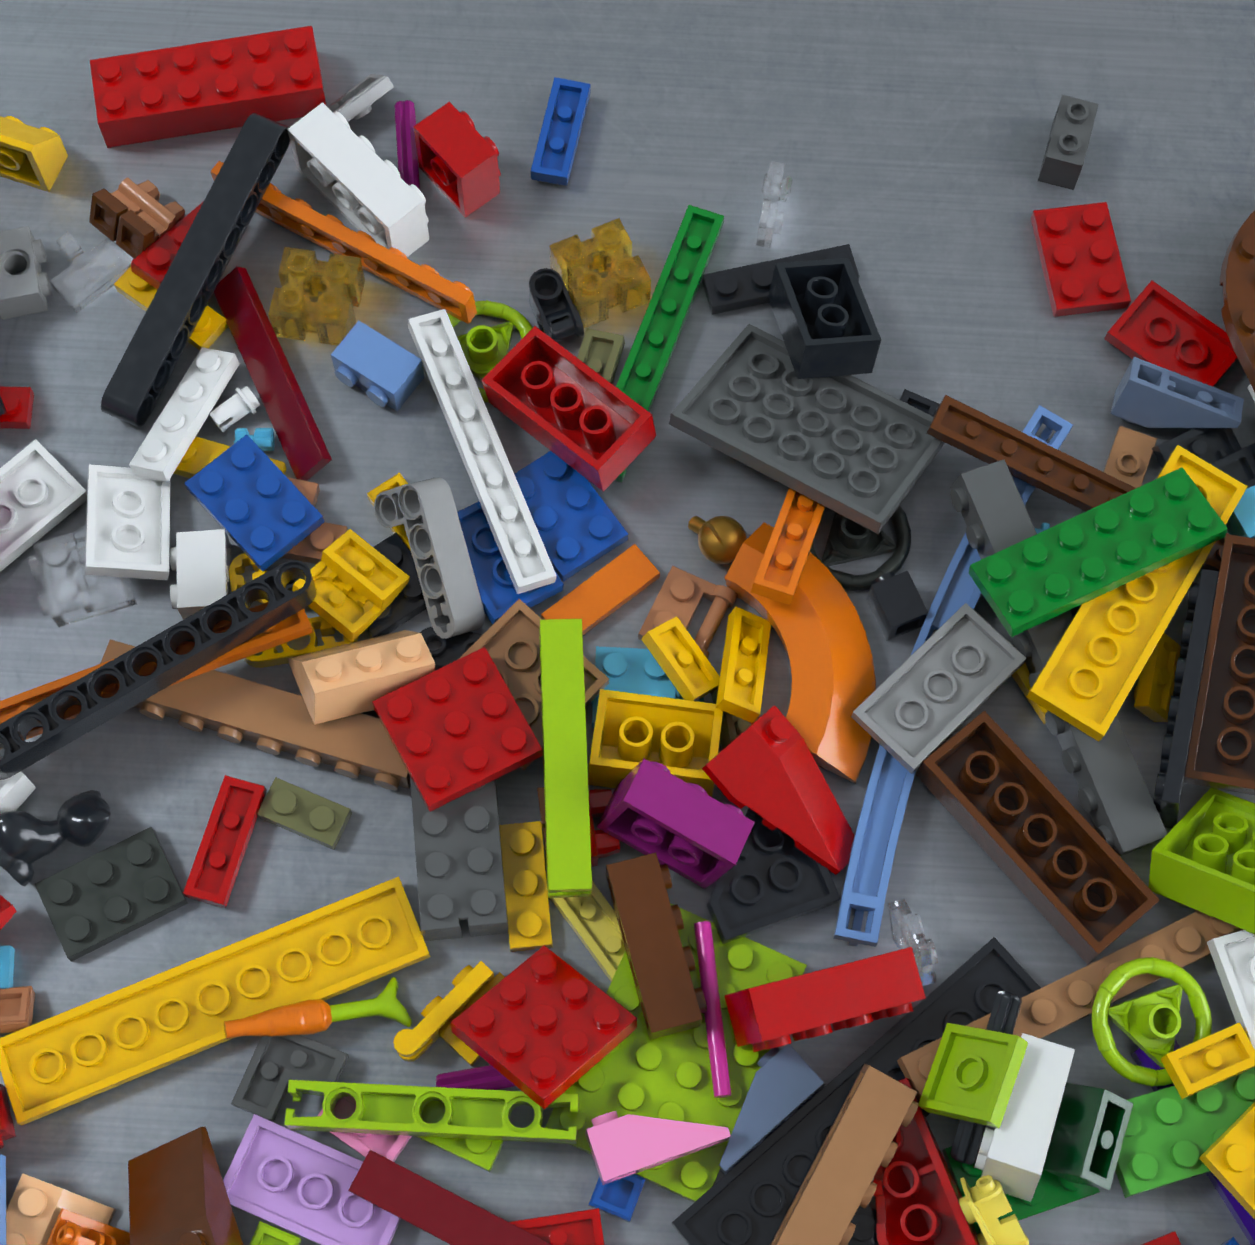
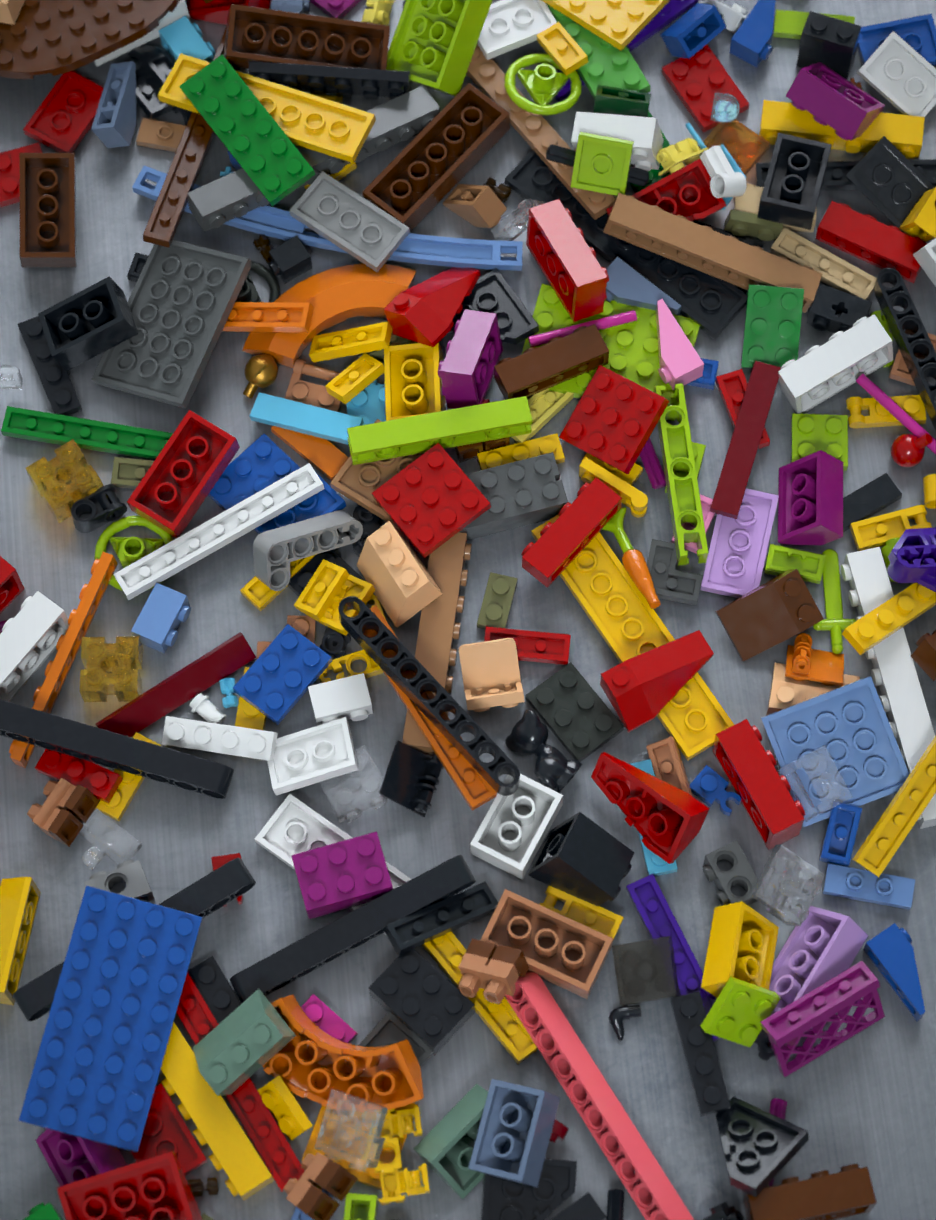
camera: 95 degrees left, 0 degrees up
(59, 642) = (411, 778): none -> black hinge
(113, 1003) = (652, 679): none -> red wedge
(179, 780) = (491, 674): none -> light nougat bracket
(373, 927) = (571, 532): none -> red brick
(633, 588) = (303, 418): none -> medium azure tile
(932, 573) = (262, 244): none -> dark brown piece
(953, 885) = (476, 205): none -> medium nougat slope
(976, 931) = (501, 191): none -> dark brown piece
(1010, 288) = (47, 210): none -> reddish brown brick

